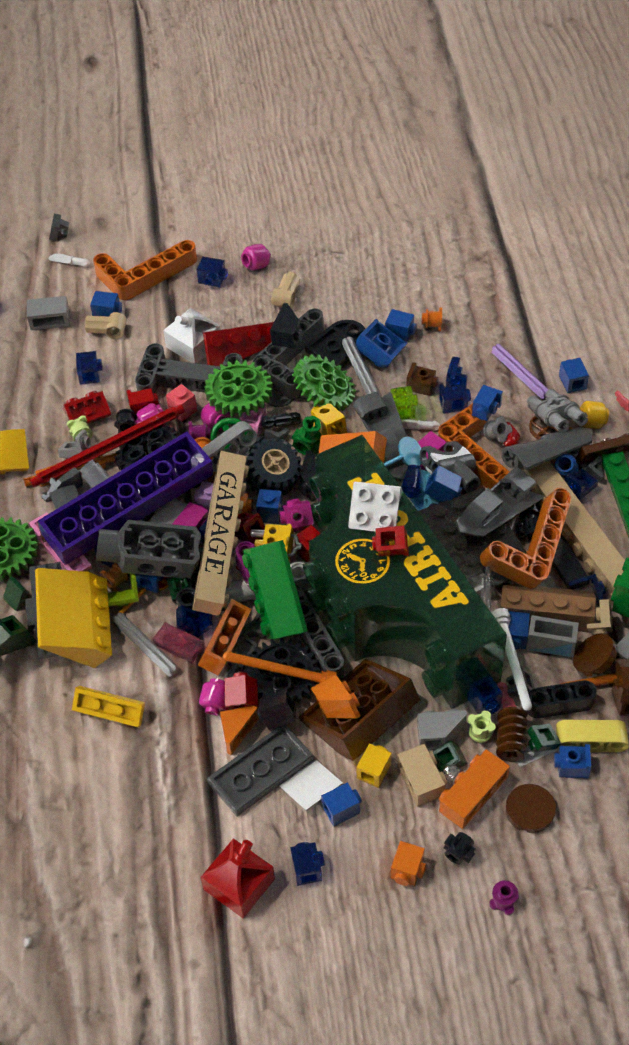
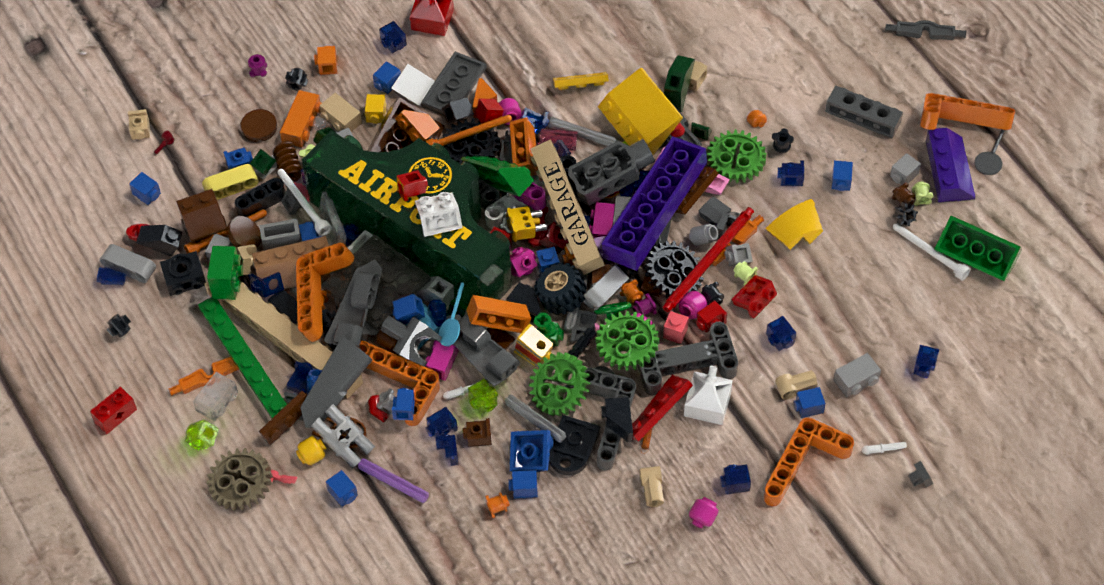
camera: 155 degrees right, 5 degrees up
(190, 674) = (537, 120): none -> clear blue bracket

